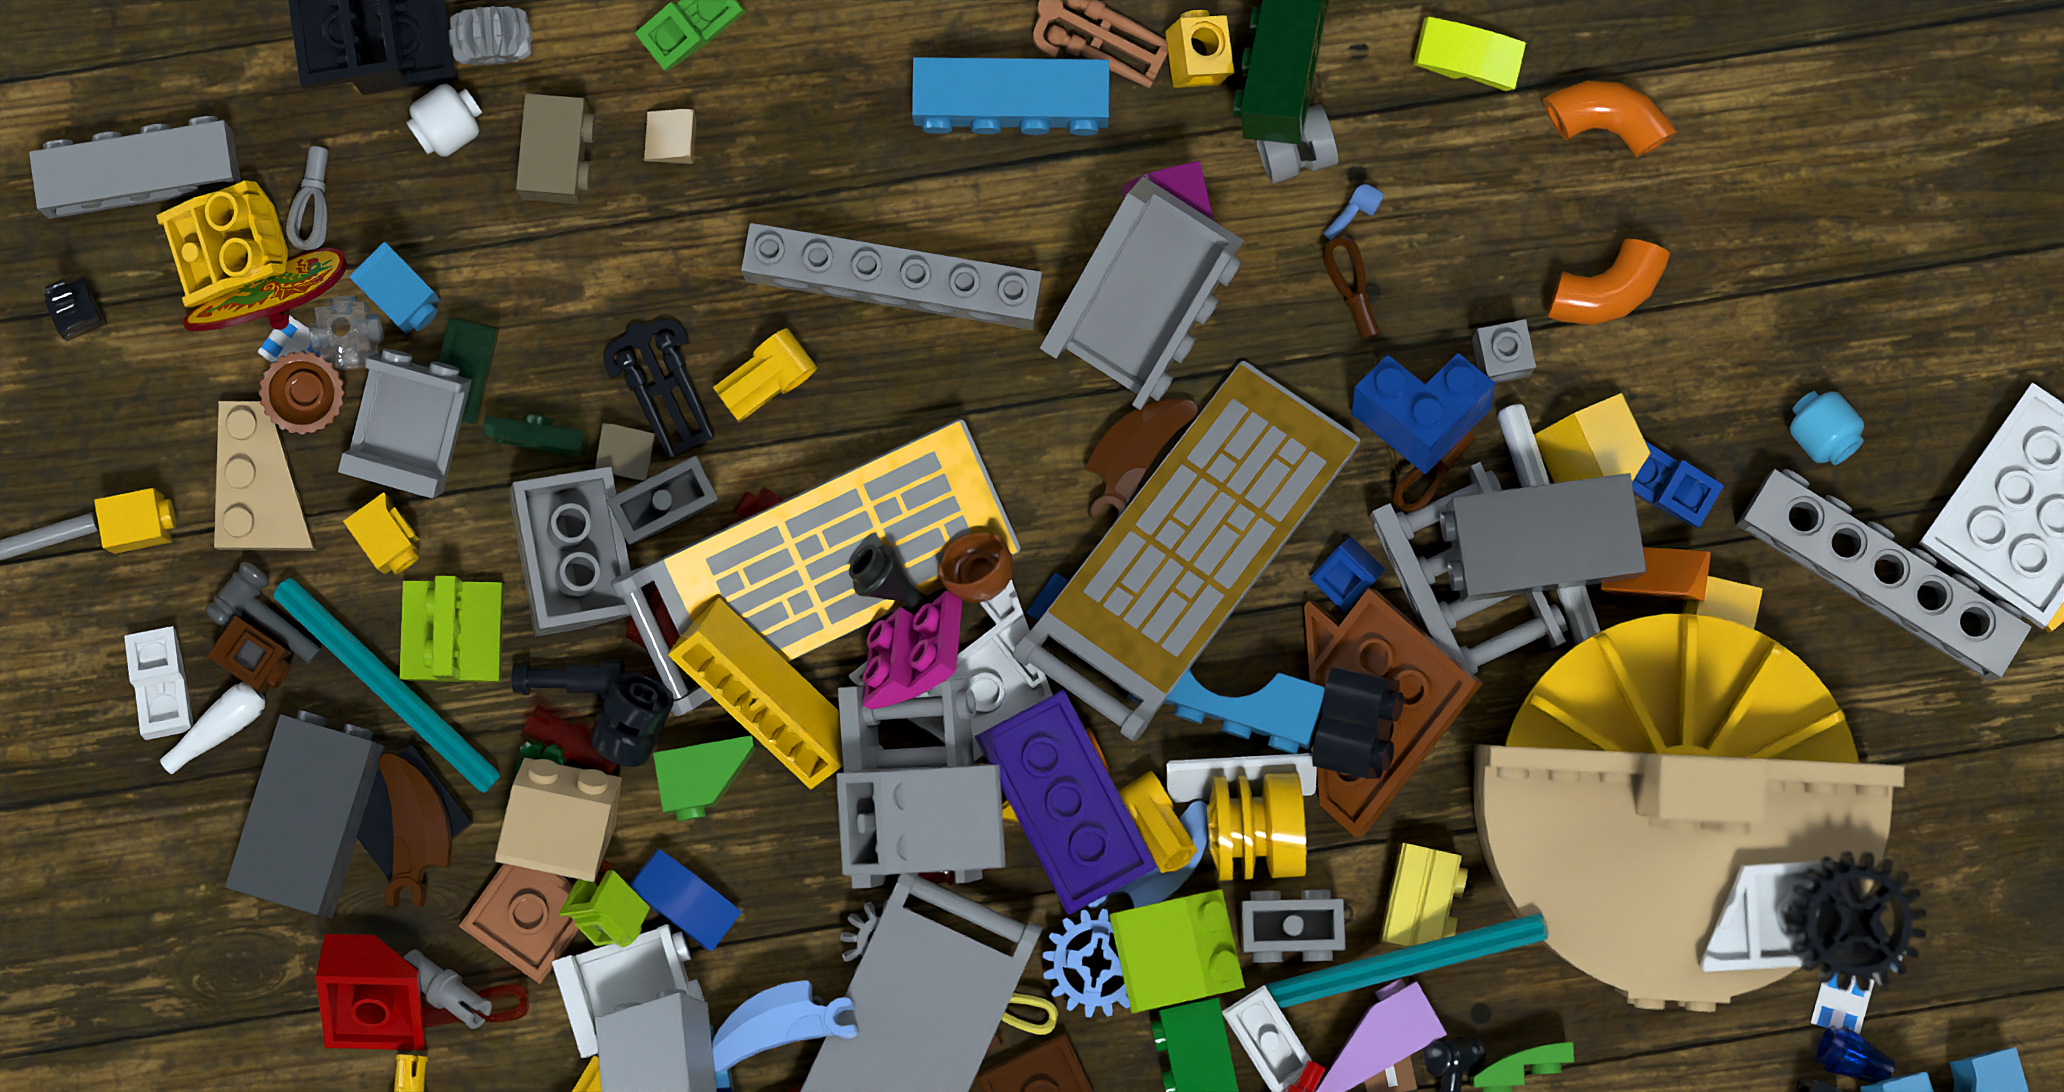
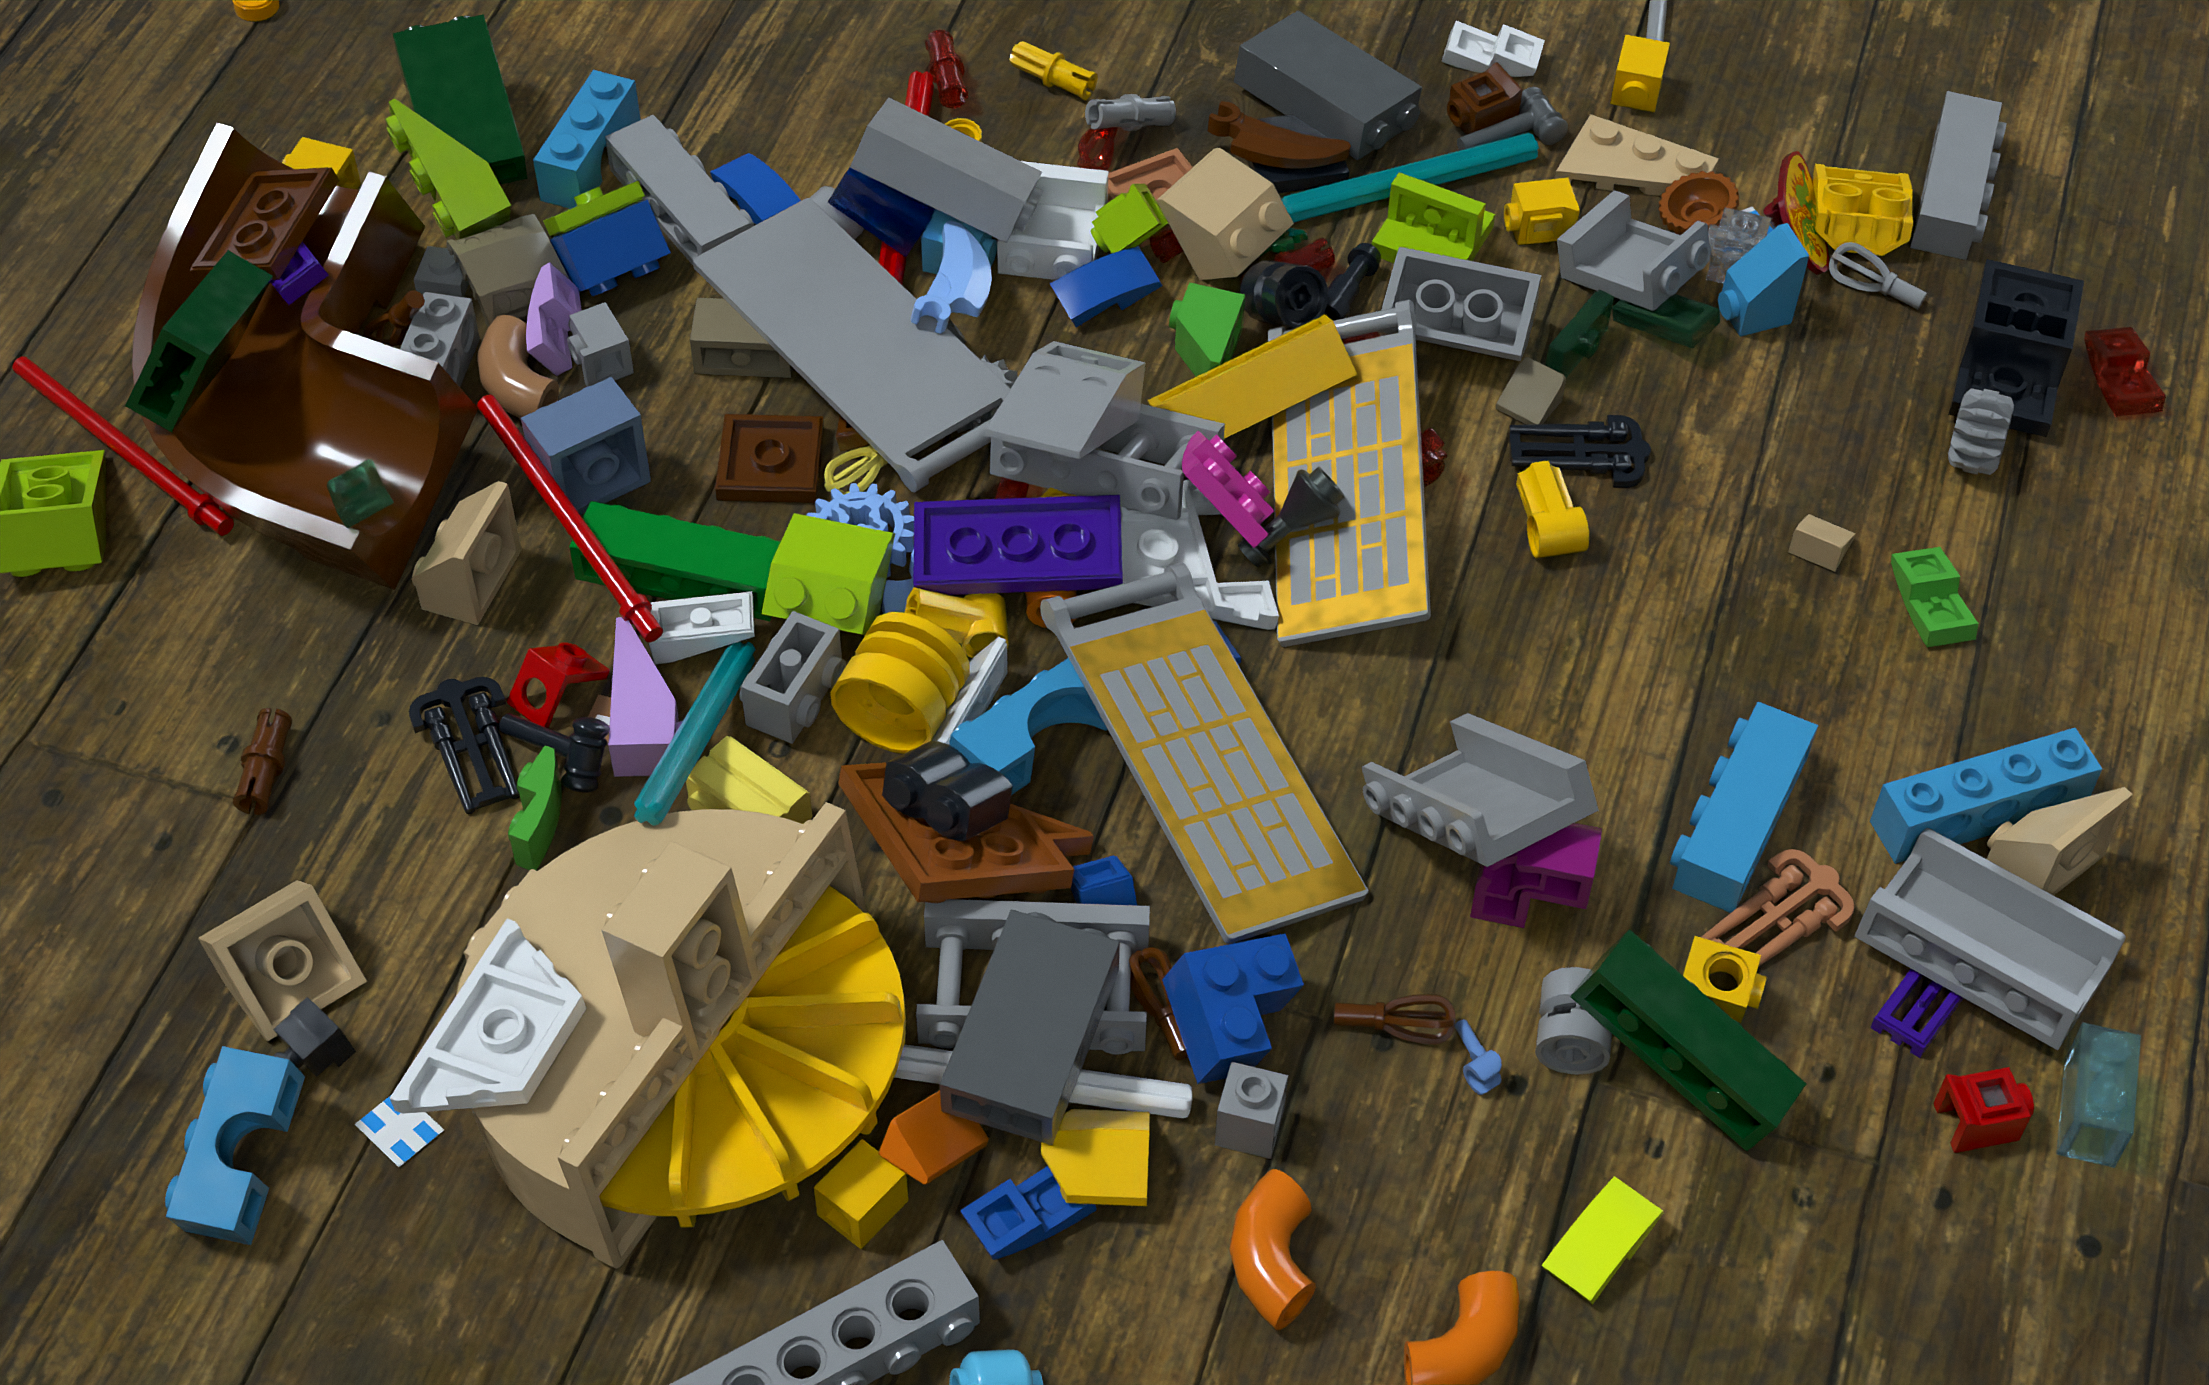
camera: 115 degrees right, 30 degrees down
(73, 308) = (1845, 99): black piece -> none
(222, 720) = (1436, 67): white piece -> none
(368, 995) = (1164, 65): red slope -> none
(444, 120) = (1910, 381): white head -> none
(554, 149) = (1848, 444): dark tan brick -> none
(663, 501) = (1469, 385): dark grey slope -> none
(891, 276) = (1602, 631): light grey brick -> none
(976, 567) = (1277, 574): dark orange hair -> none
(1131, 447) = (1328, 762): reddish brown piece -> none
(1836, 937) = (419, 1048): black gear -> none
(1852, 1056) = (337, 1097): clear blue cone -> none

